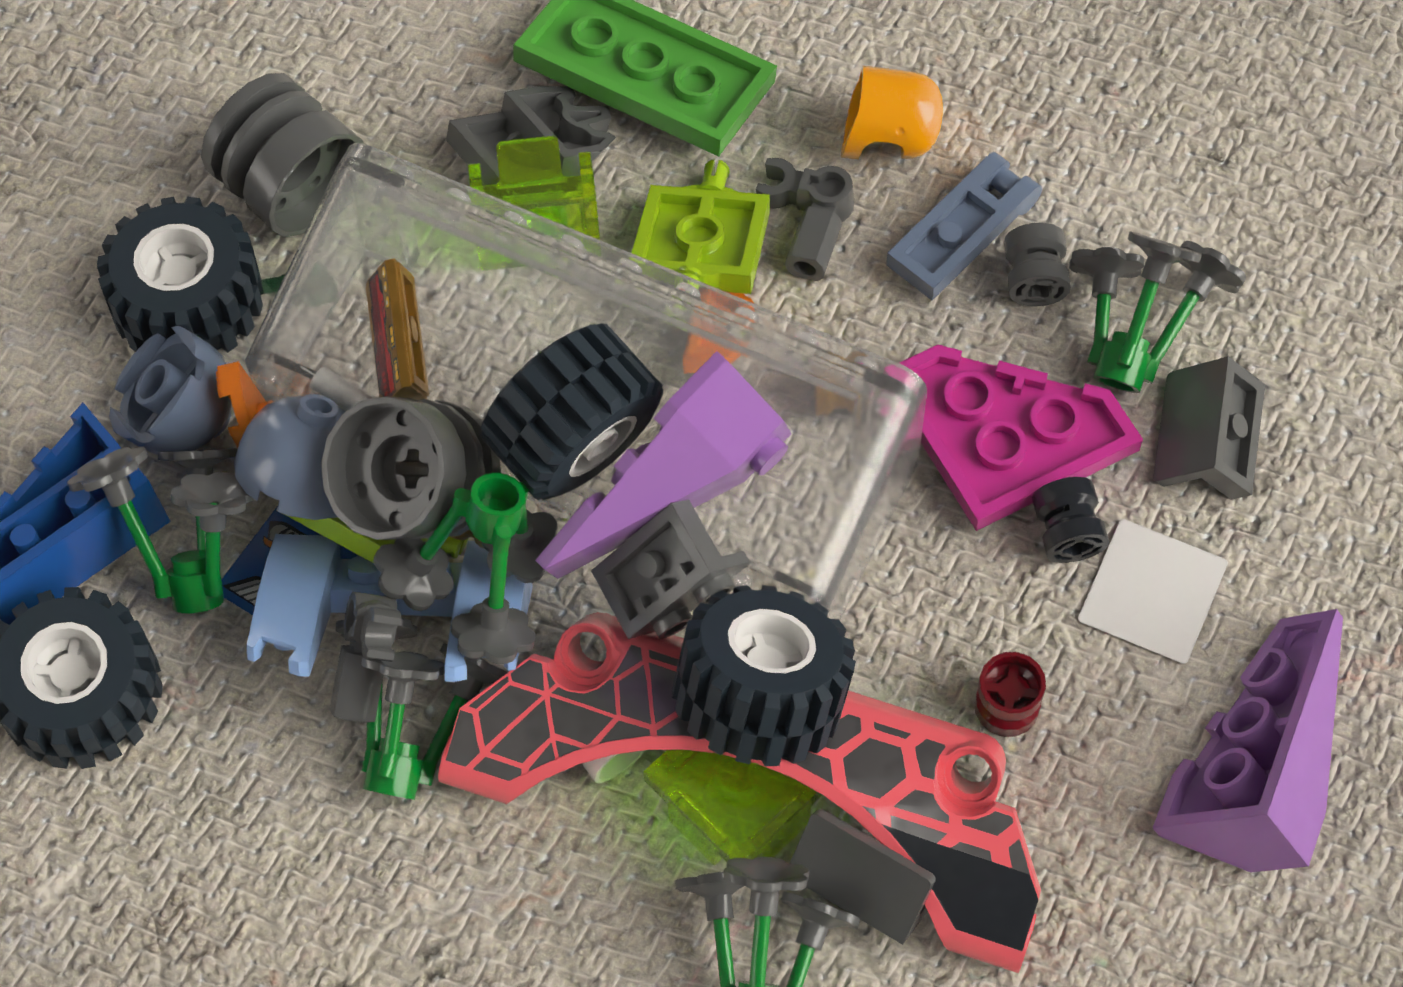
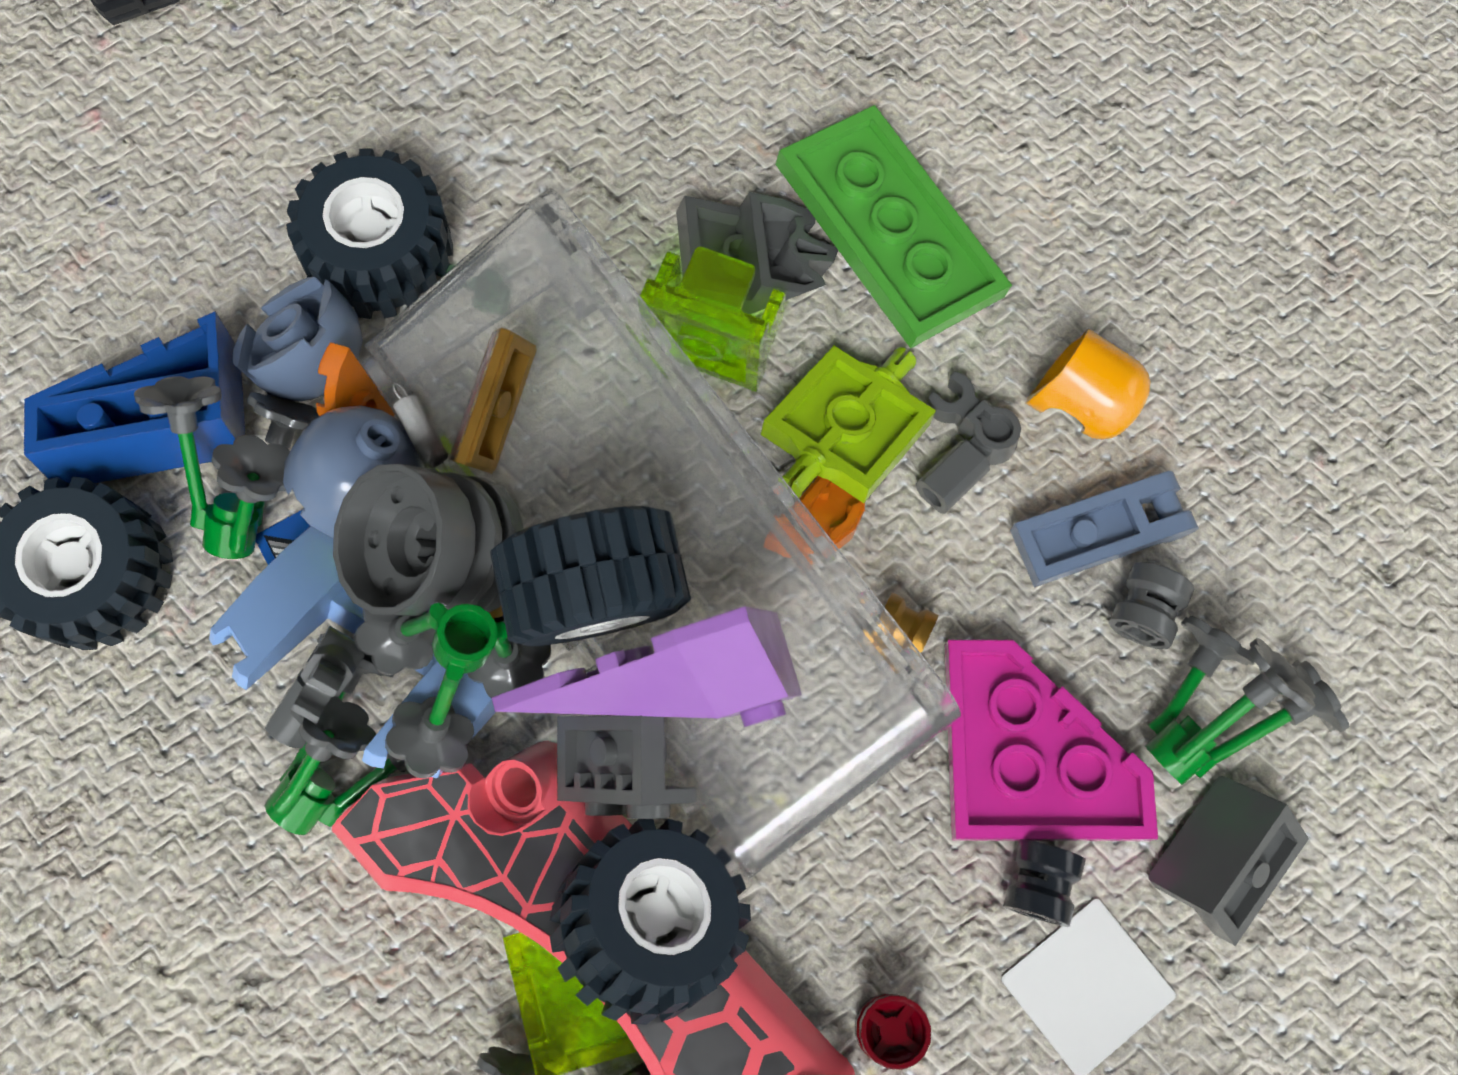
camera: 25 degrees right, 10 degrees up
(276, 150) = (511, 146): dark grey wheel -> none

